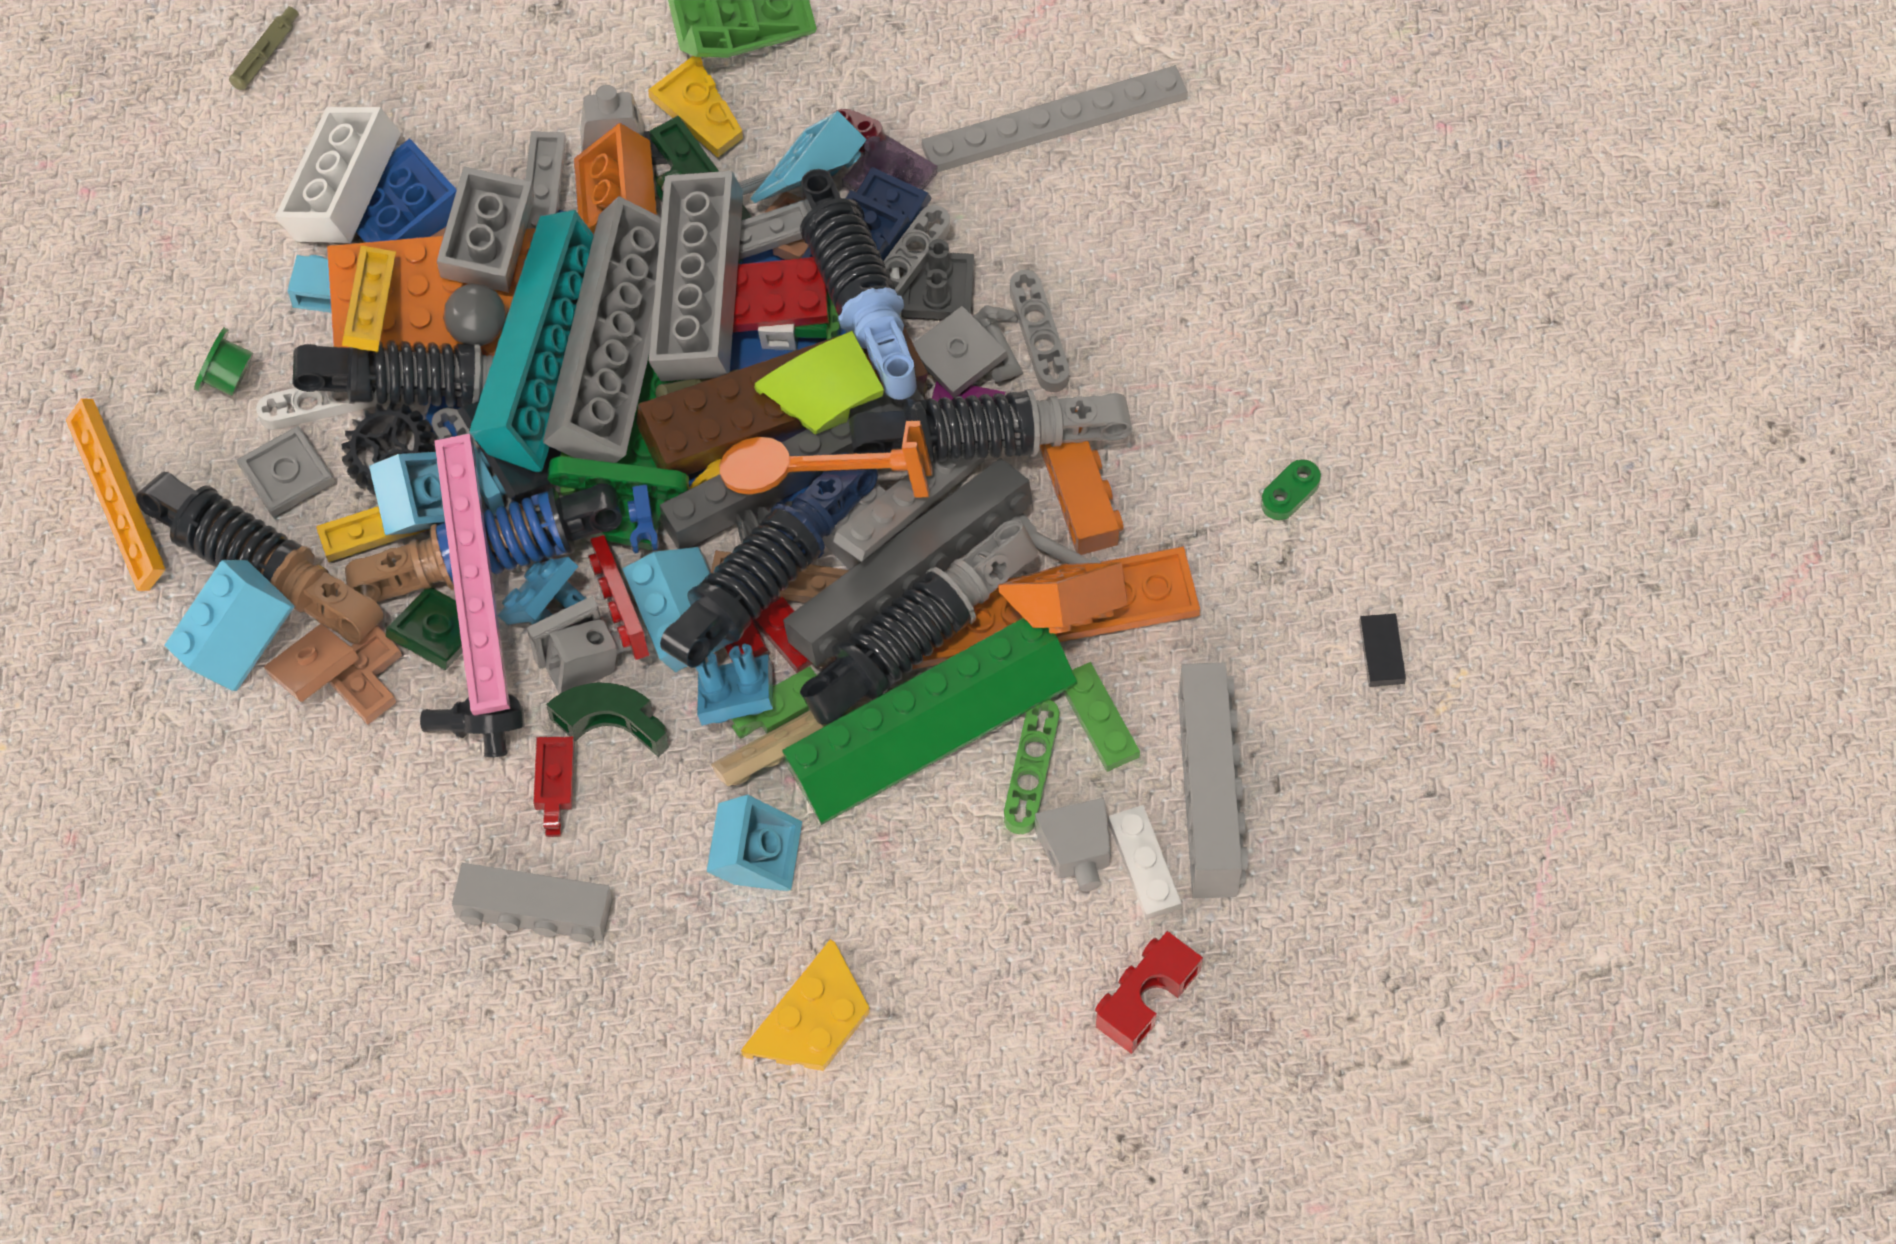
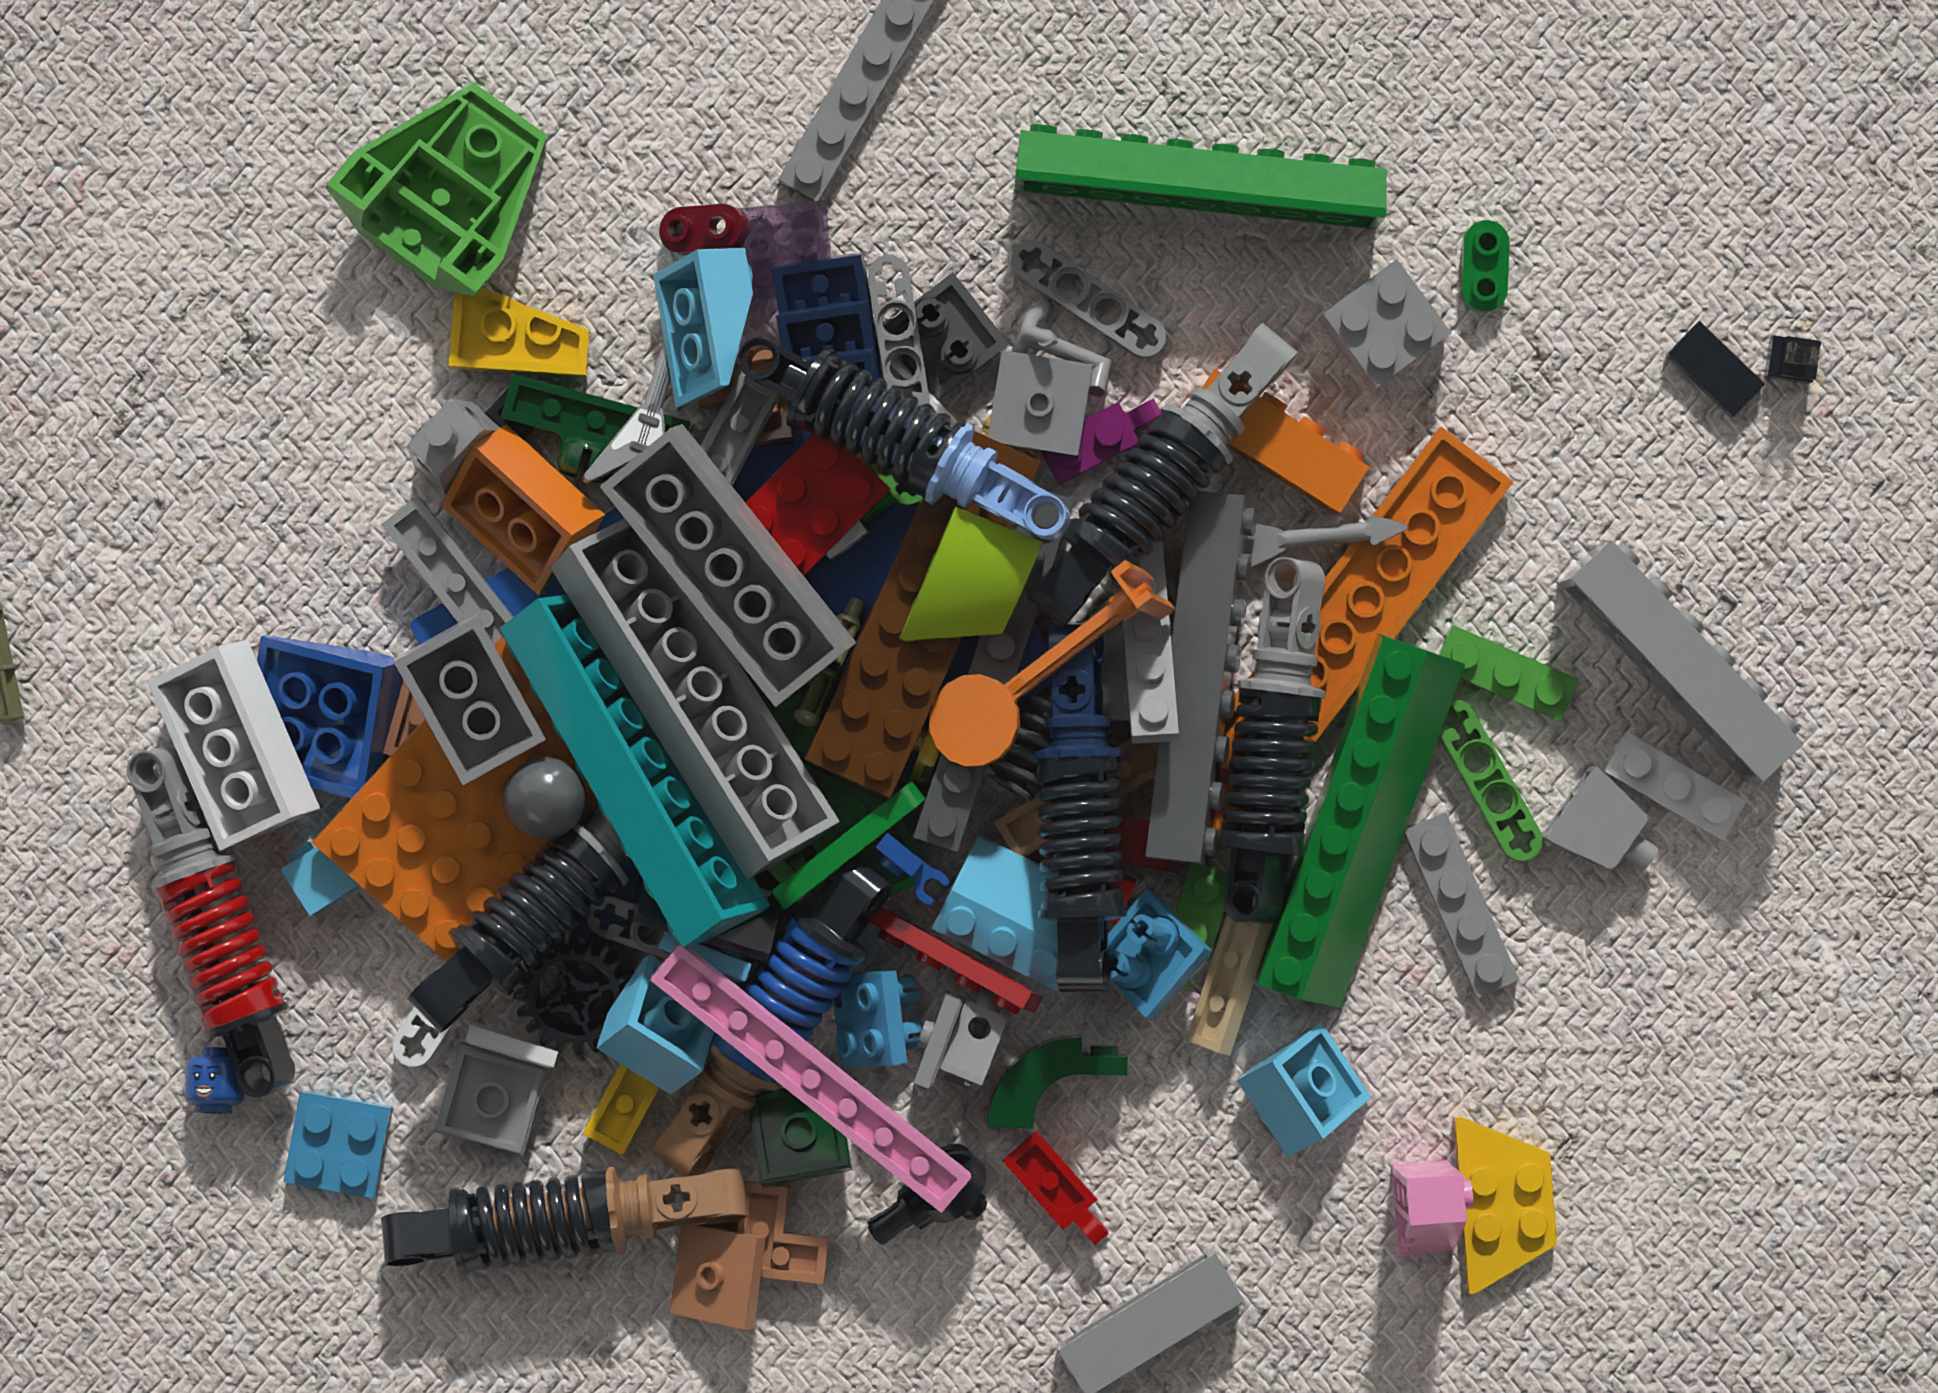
camera: 45 degrees left, 25 degrees up
(115, 494) = (350, 1268): light orange plate -> none
(147, 337) = (212, 1082): none -> blue head
(178, 428) = (337, 1144): none -> dark azure plate
(224, 365) = (326, 1049): green piece -> none
(228, 257) = (200, 903): none -> piece
(229, 624) = (612, 1314): medium azure slope -> none
(326, 451) = (512, 1045): none -> white tile
(369, 298) = (430, 880): yellow plate -> none
(765, 959) = (1429, 1206): none -> bright pink wedge
(949, 824) = (1460, 905): none -> light grey plate
(1067, 594) = (1394, 597): orange slope -> none
(1161, 313) = (1200, 178): none -> green slope
(1165, 965) = (1784, 878): red arch -> none
(1199, 468) = (1384, 325): none -> light grey brick
(1436, 678) = (1792, 359): none -> black piece

